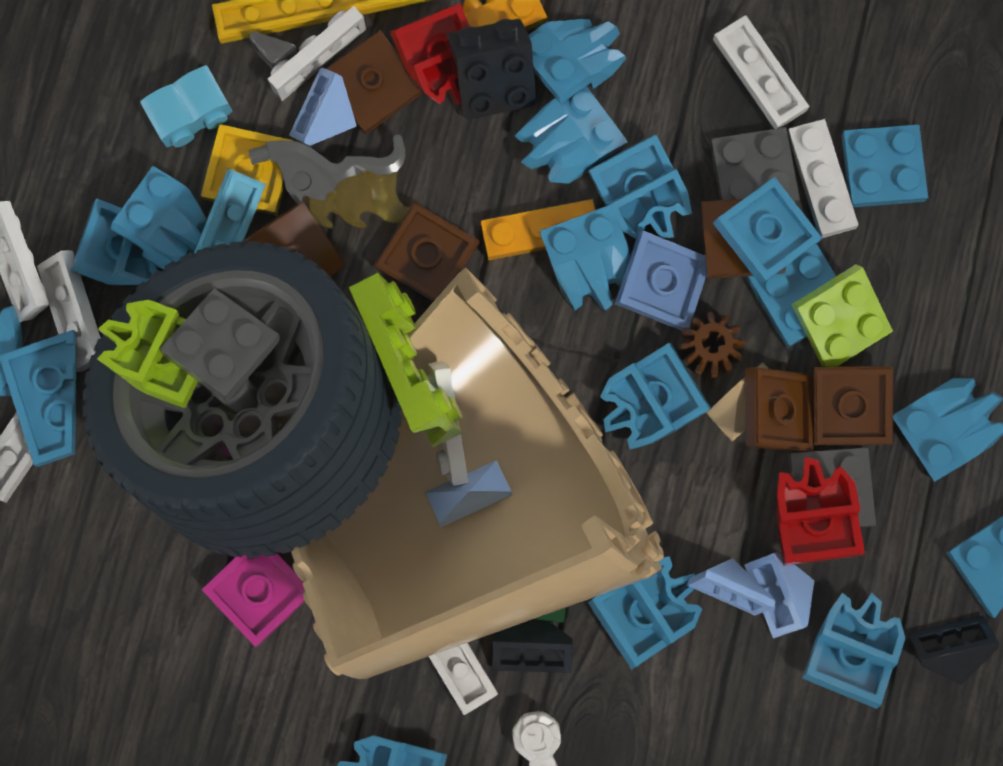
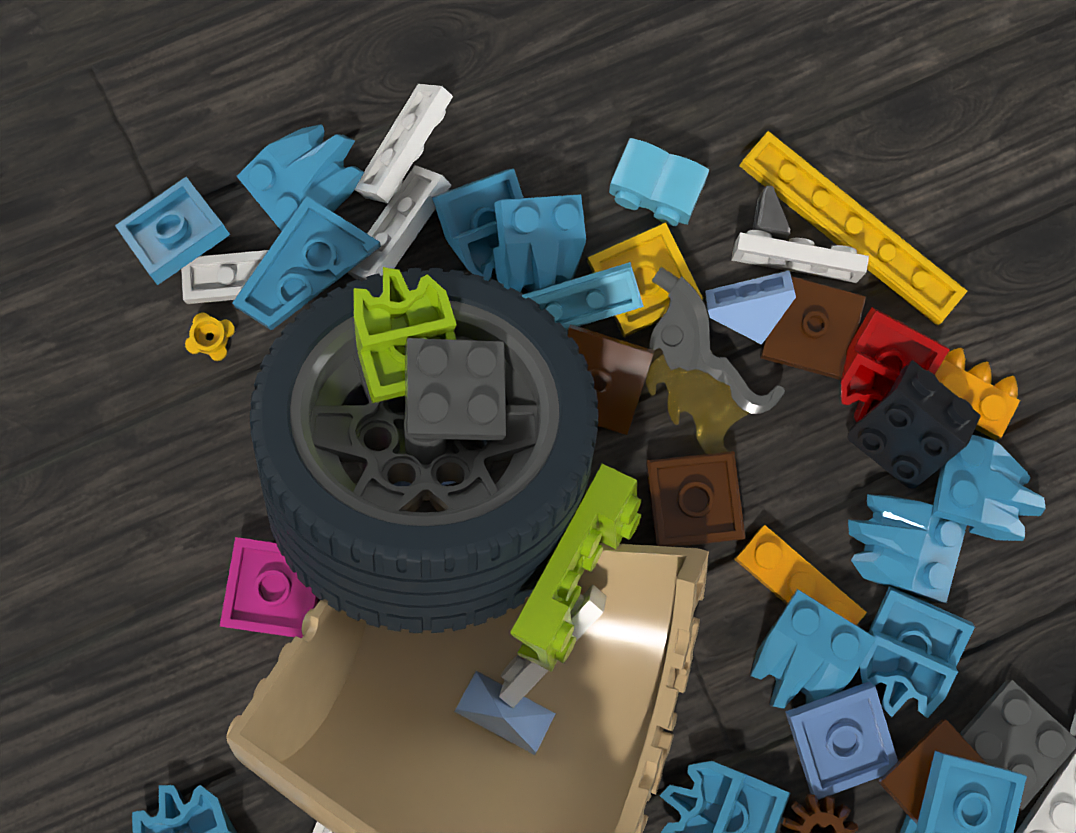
camera: 45 degrees right, 0 degrees up
(32, 500) = (203, 325): none -> yellow plate

